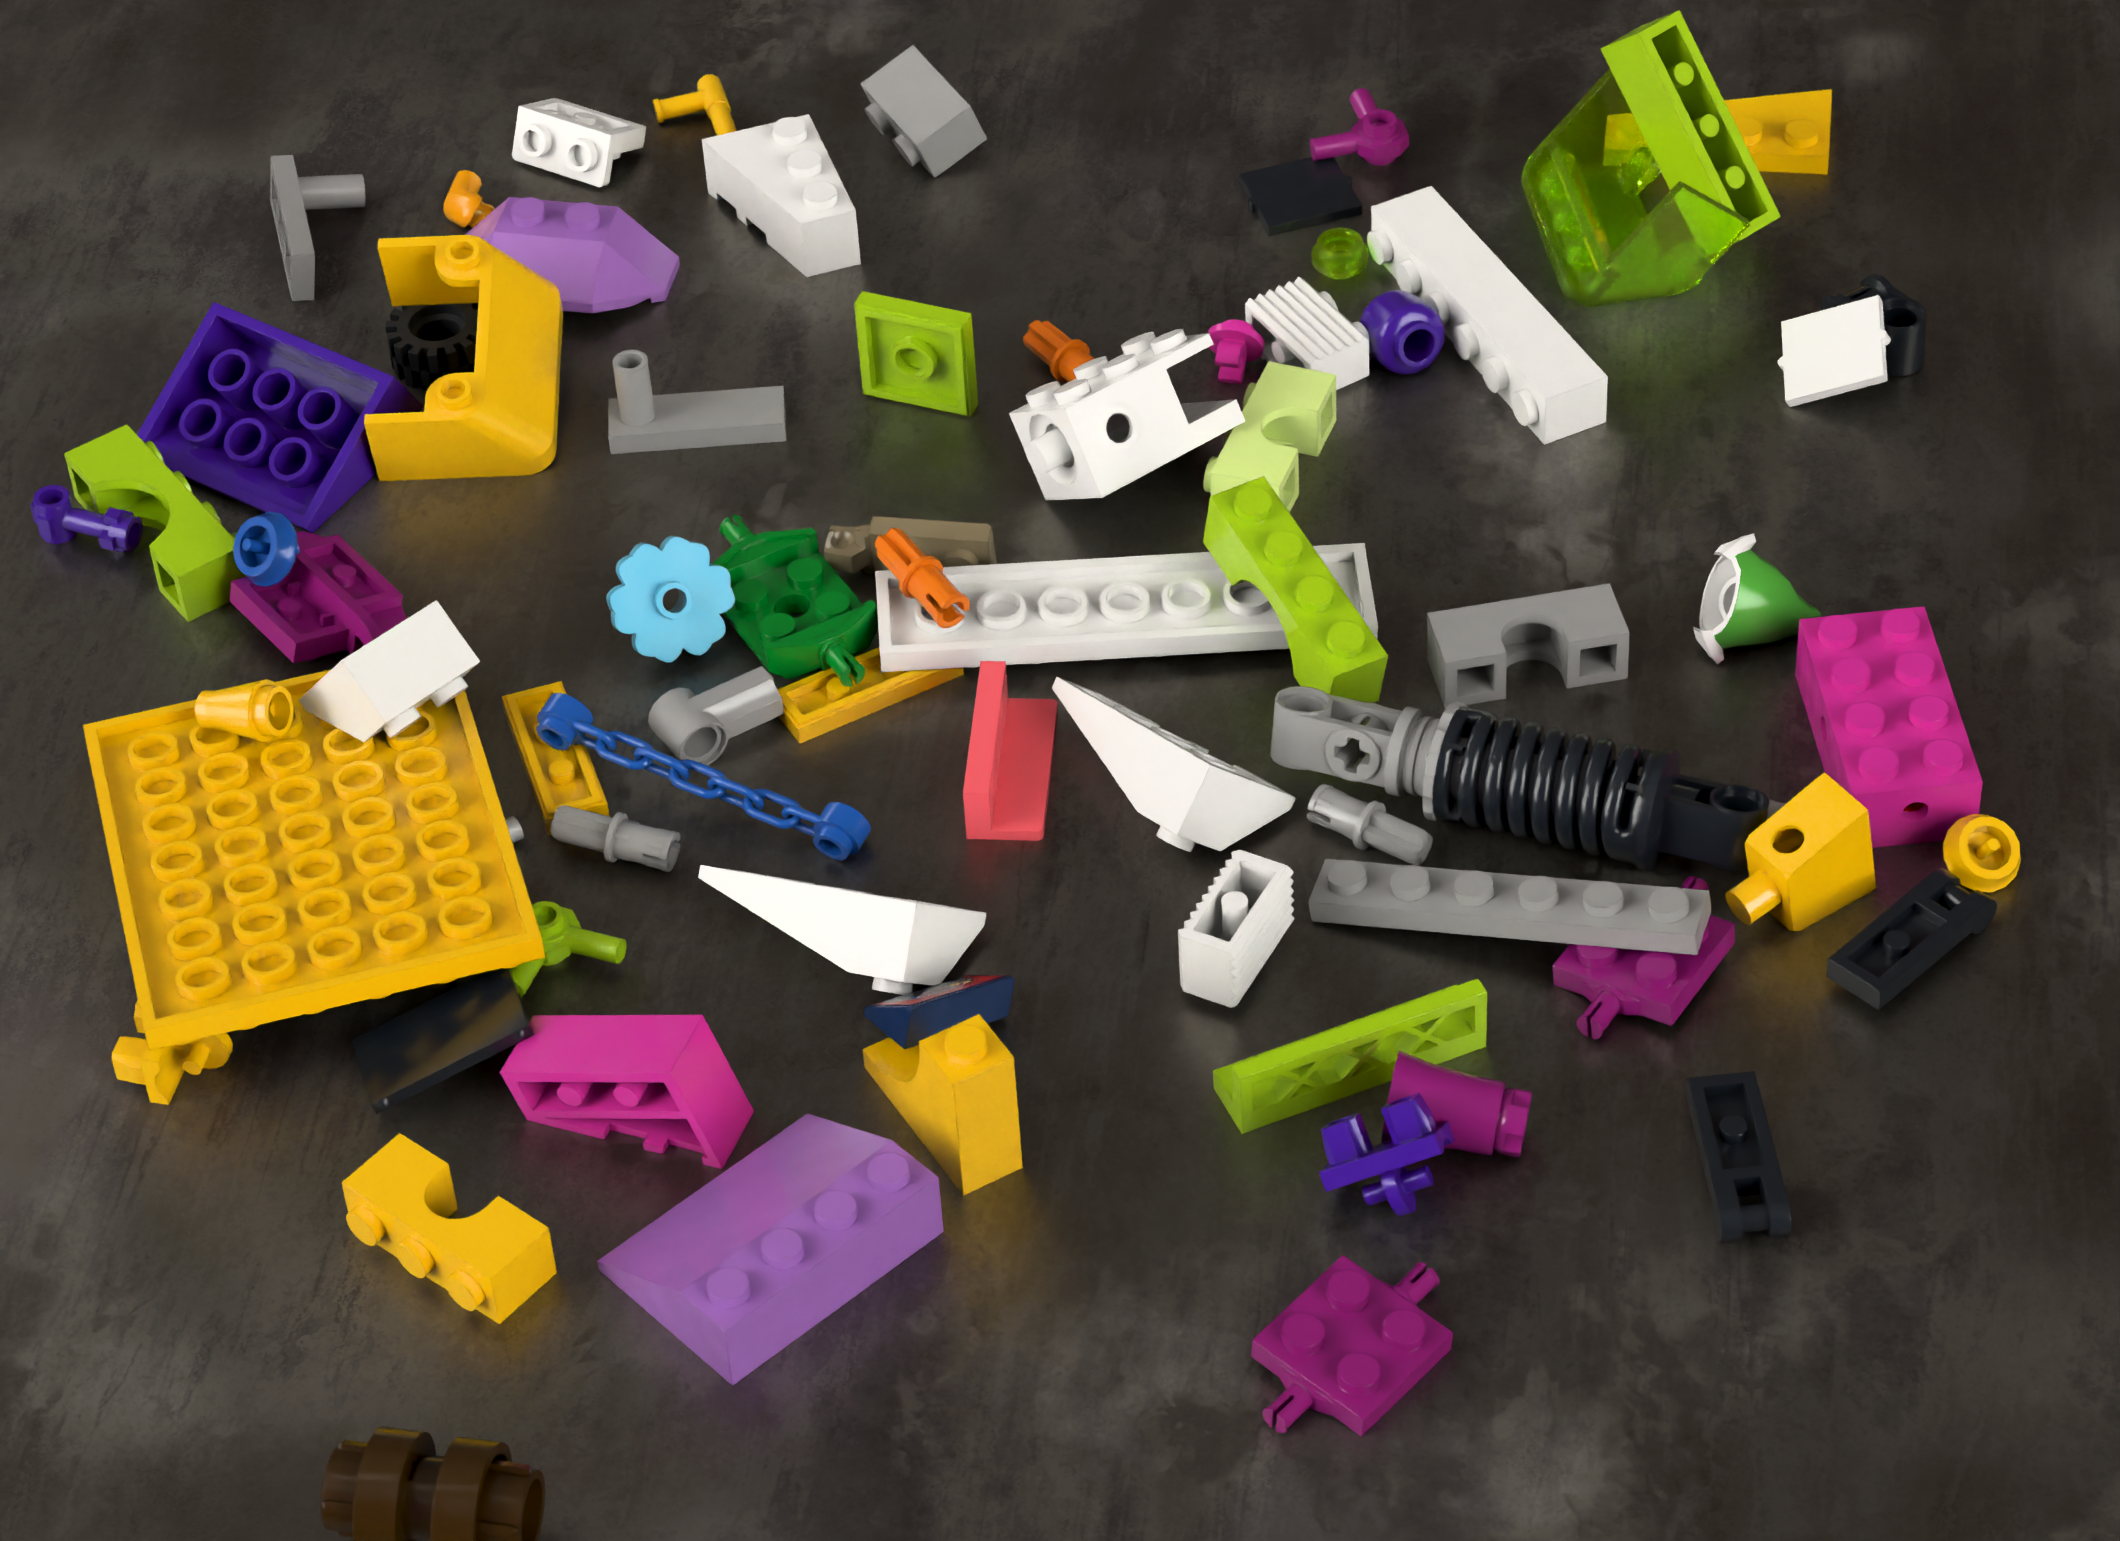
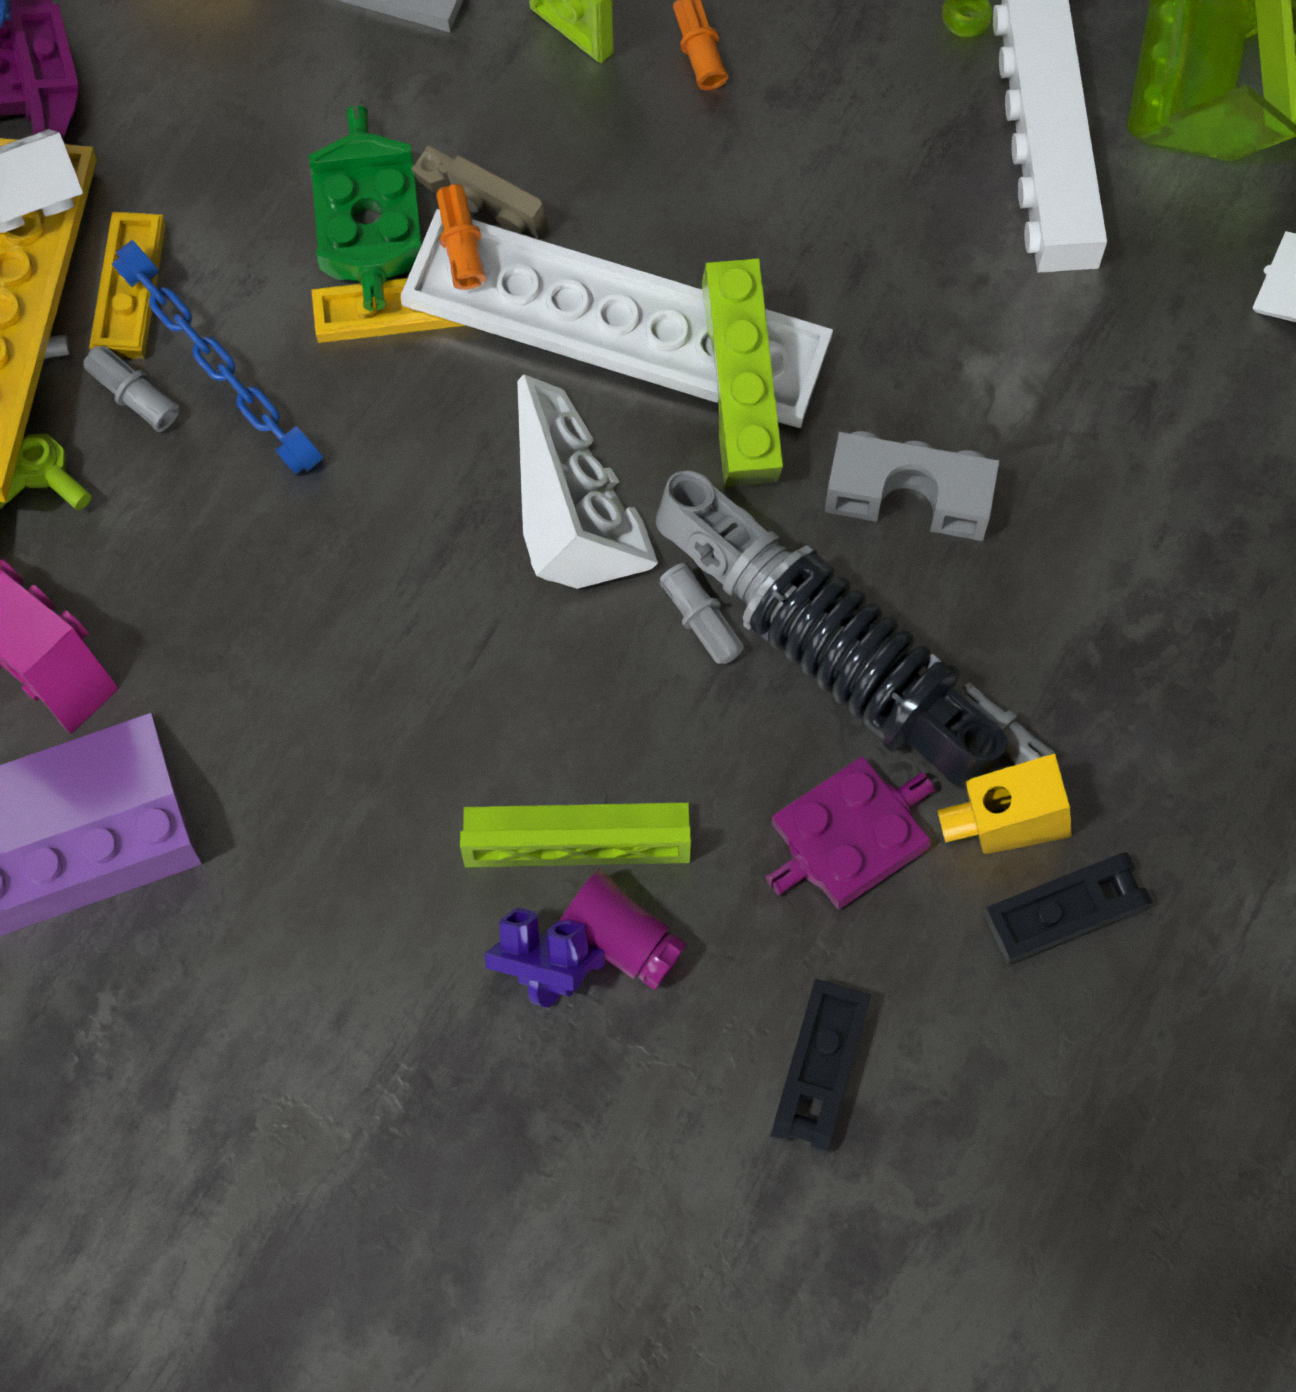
camera: 20 degrees right, 25 degrees up
(693, 620) = (267, 175): medium azure plant -> none
(702, 723) = (244, 300): light grey piece -> none
(859, 931) = (265, 561): white wedge -> none
(938, 1007) = (287, 661): dark blue slope -> none
(956, 1099) = (247, 753): yellow arch -> none
(1008, 761) = (457, 431): coral panel -> none
(1117, 419) = (679, 136): white torso -> none
(1234, 345) = (832, 79): dark pink plate -> none
(1235, 928) = (539, 685): white brick -> none
(1283, 416) = (836, 166): yellowish green arch -> none
(1309, 332) = (895, 96): white brick -> none
(1351, 1346) = (440, 1115): magenta plate -> none
(1403, 332) = (971, 119): dark purple head -> none
(1511, 906) = (765, 750): light grey plate -> none
(1747, 602) = (1107, 520): bright green hat -> none
(1888, 722) = (1154, 693): dark pink brick -> none
(1982, 852) = (1167, 846): yellow hat -> none

